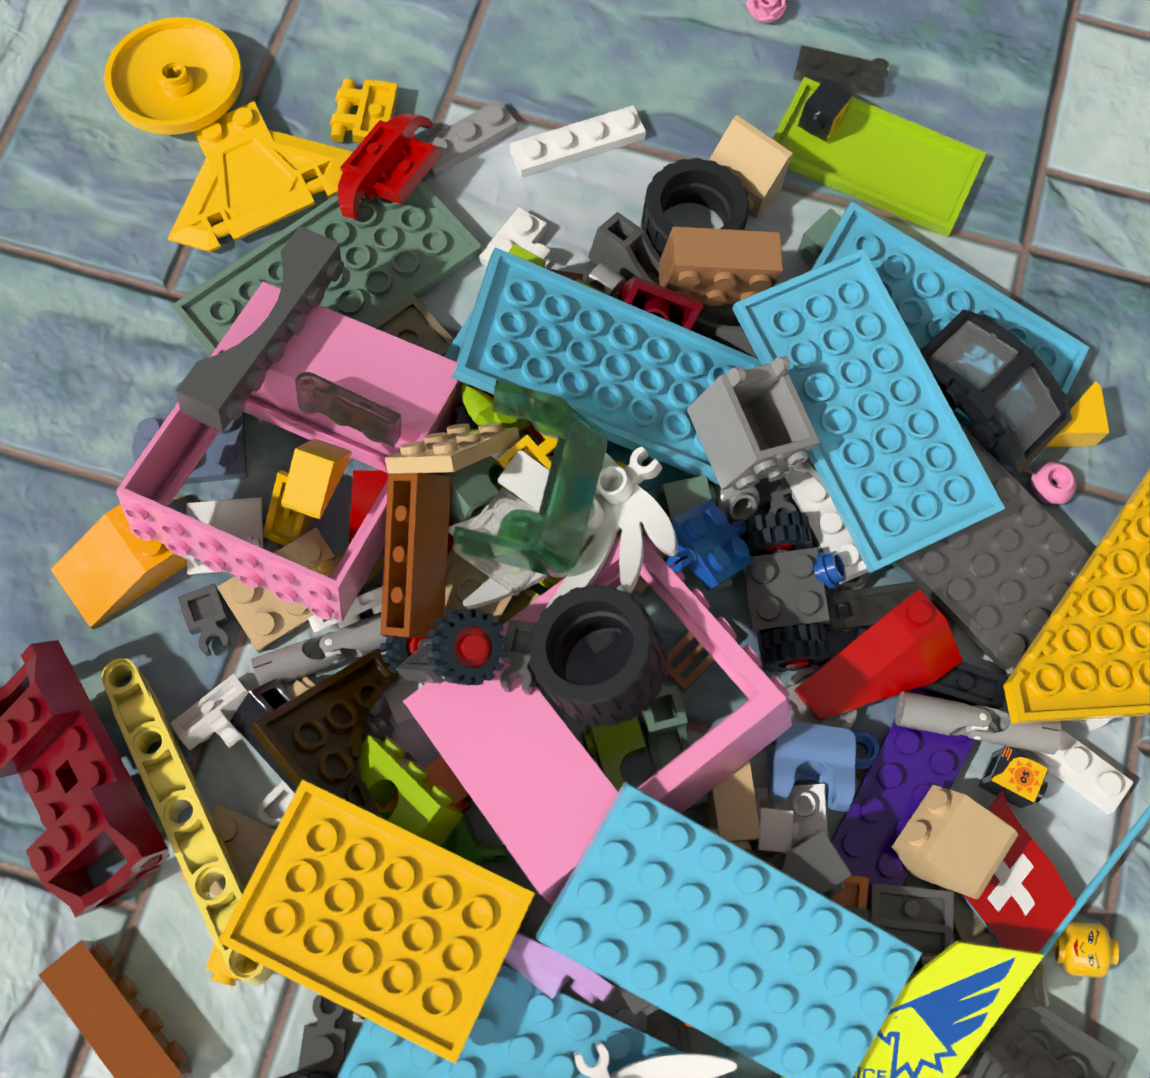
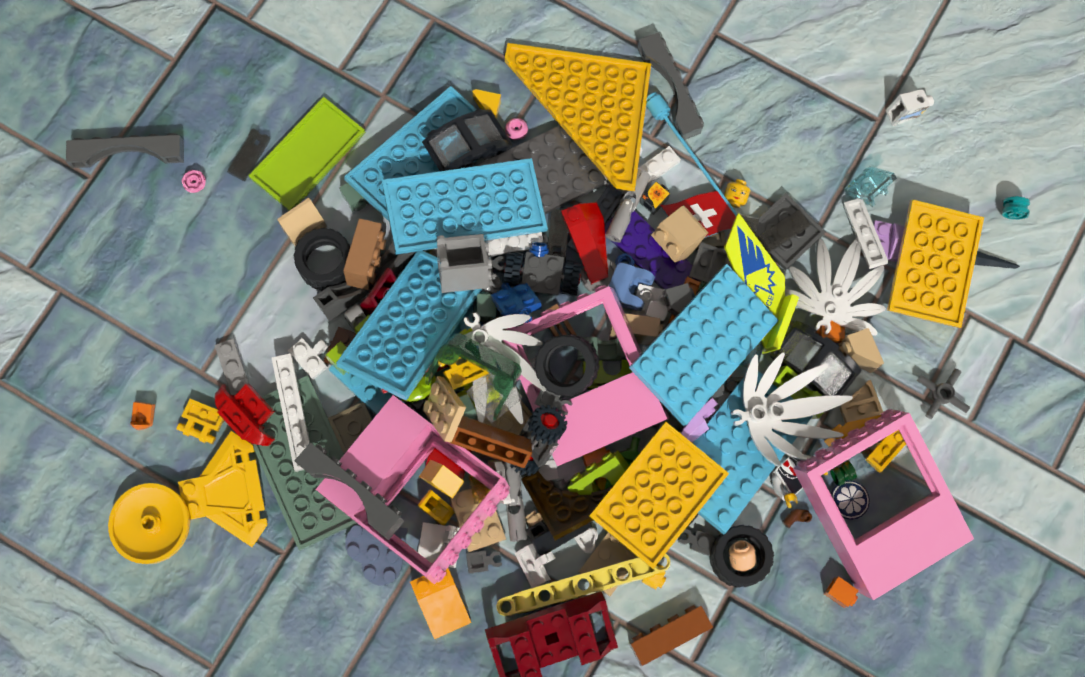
camera: 75 degrees left, 5 degrees up
(347, 408) = (408, 456): clear smoke plate -> none
(352, 28) = (142, 415): none -> orange plate
(421, 228) = (291, 406): none -> white plate
(525, 479) = (469, 376): white sticker -> none
(577, 141) = (253, 308): white plate -> none
(825, 110) = (276, 171): black brick -> none

